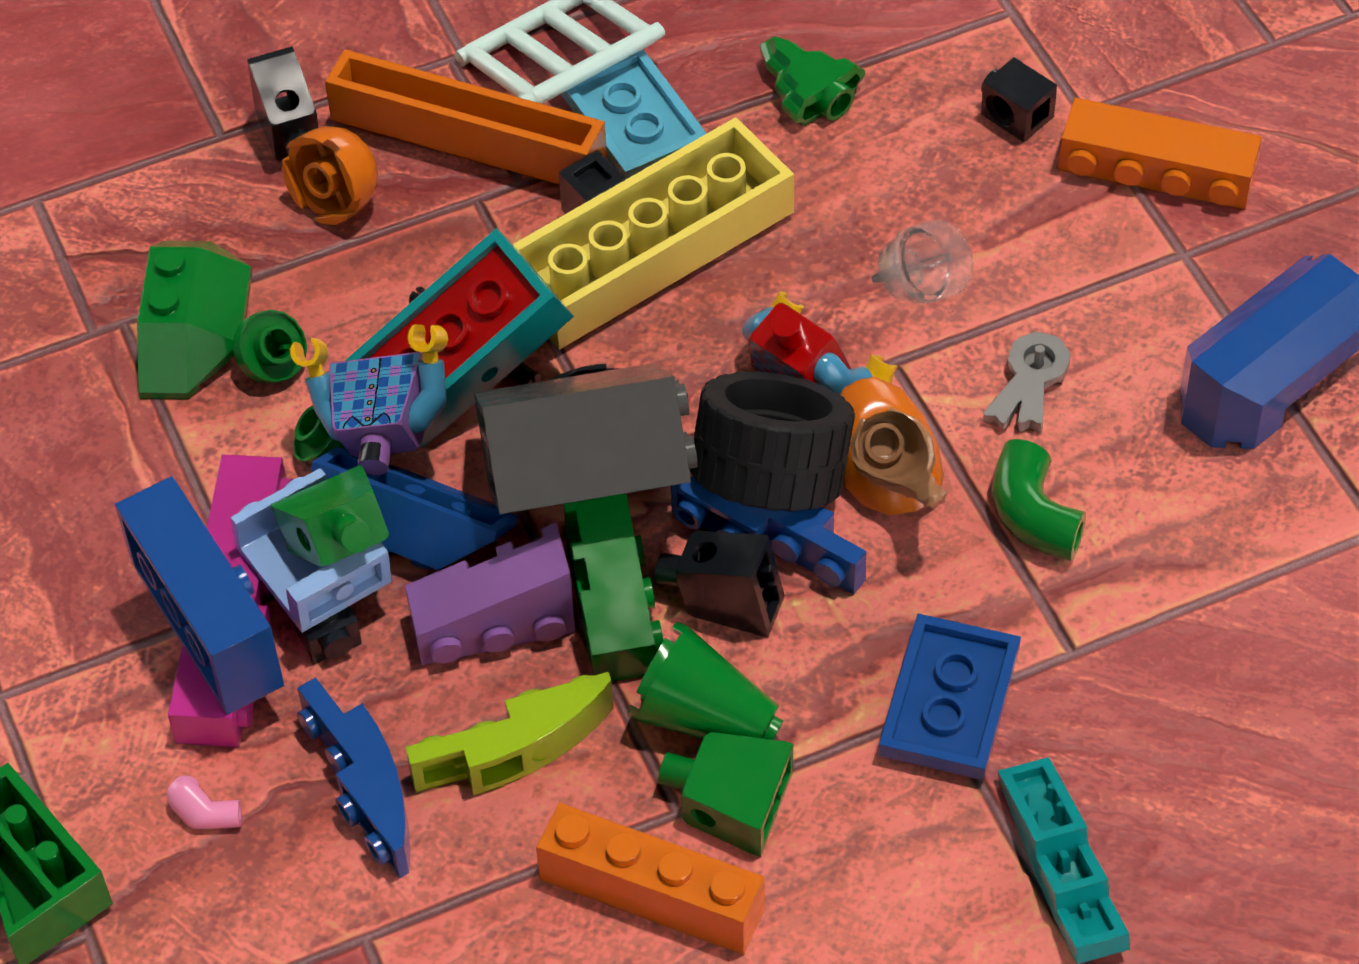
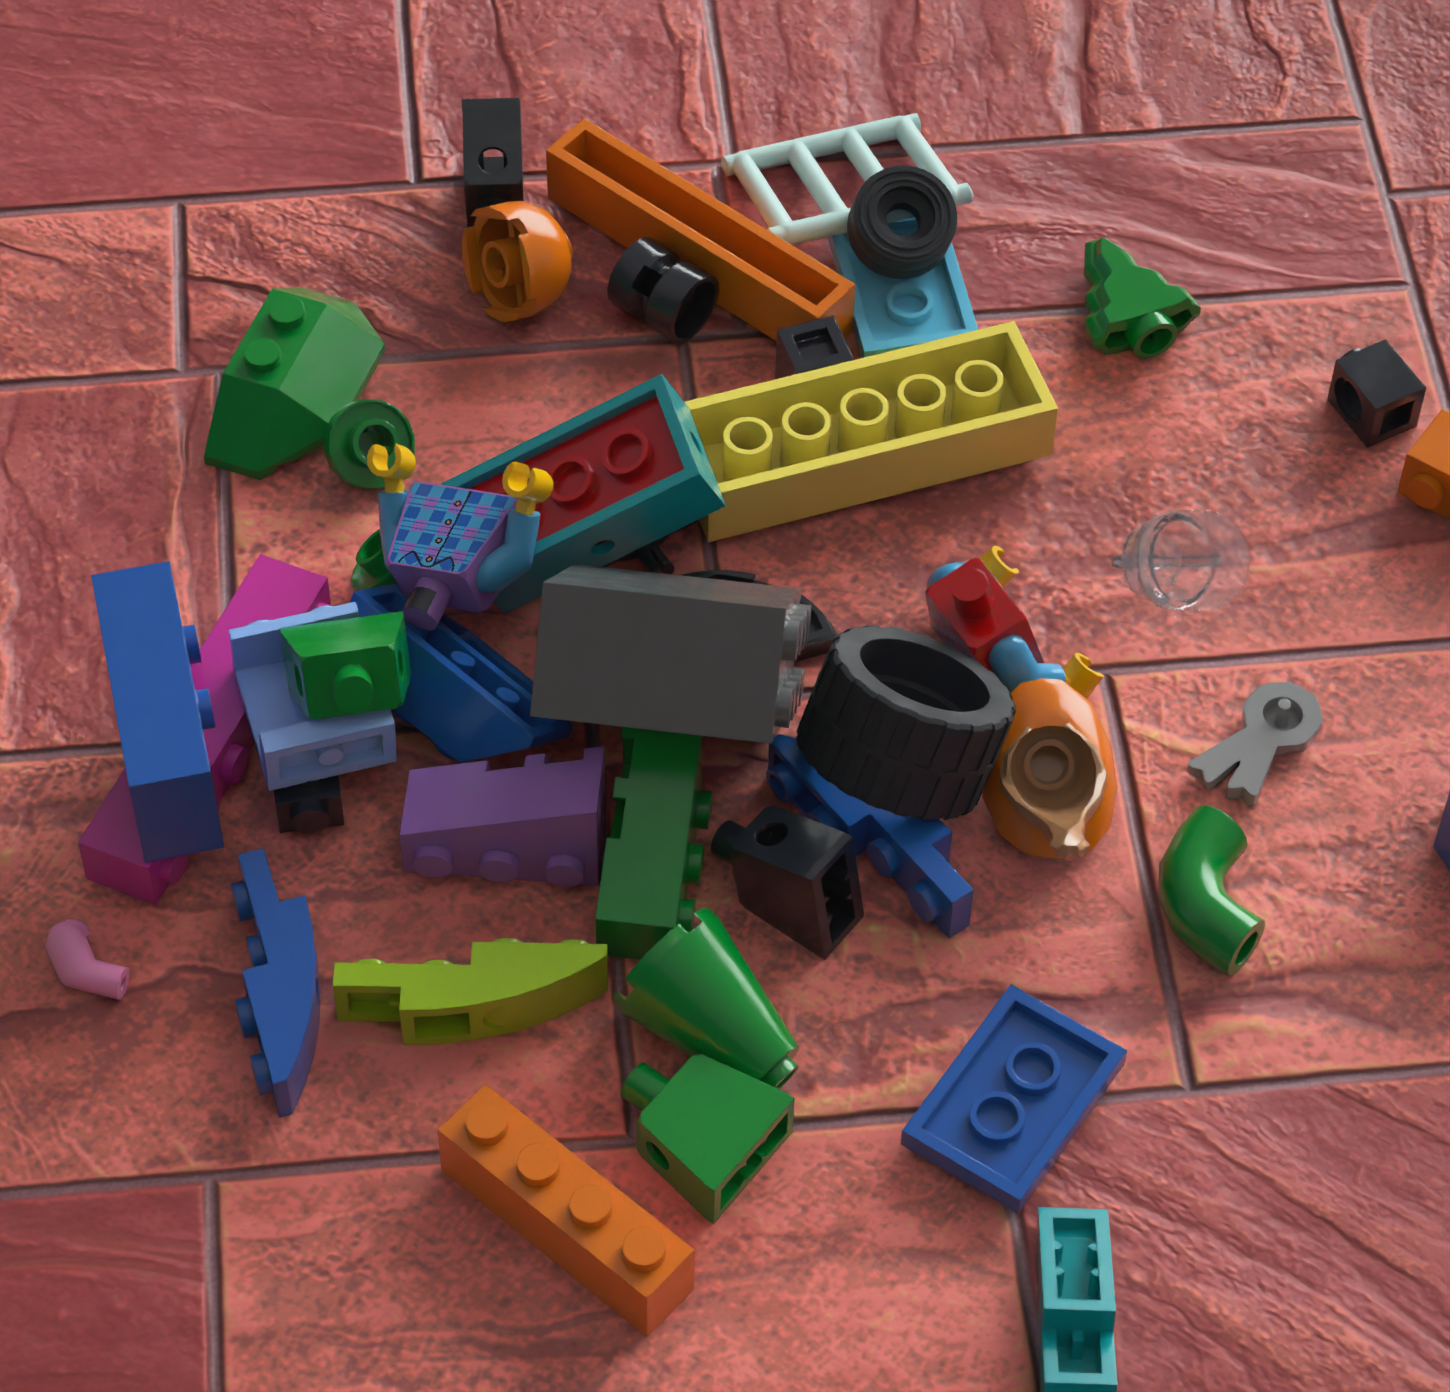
camera: 15 degrees right, 0 degrees up
(444, 164) = (659, 288): none -> black wheel
(624, 39) = (908, 190): none -> black tyre

